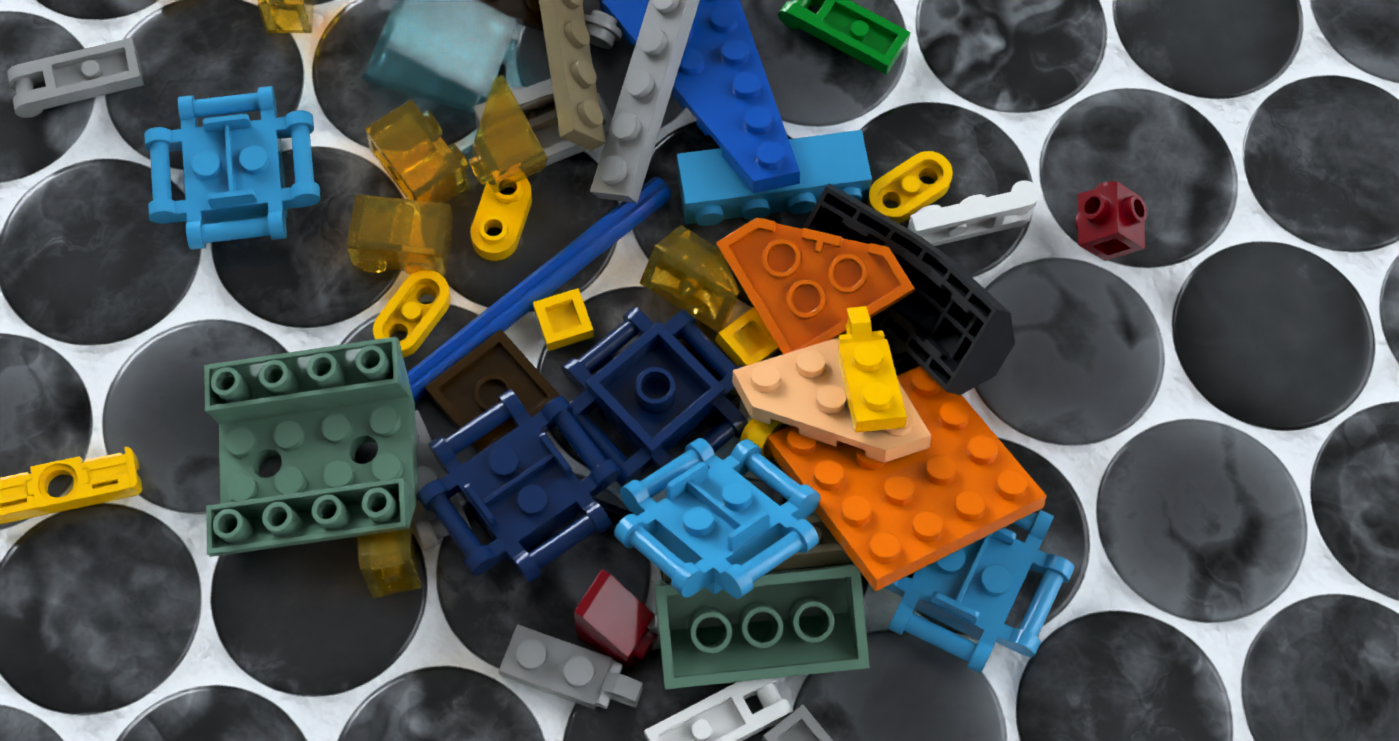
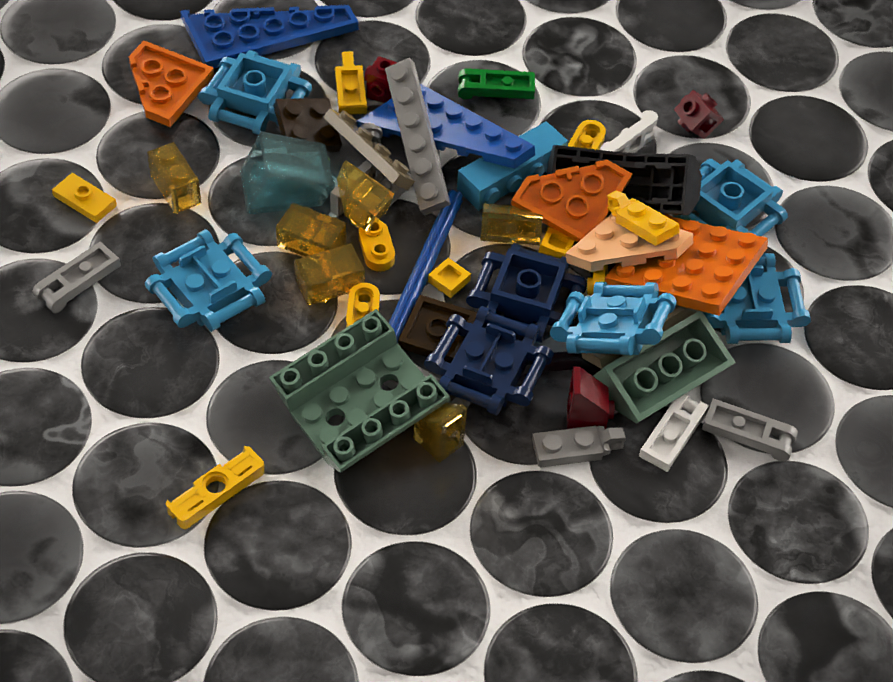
camera: 30 degrees left, 15 degrees down
(1062, 393) = (735, 197): none -> dark azure brick

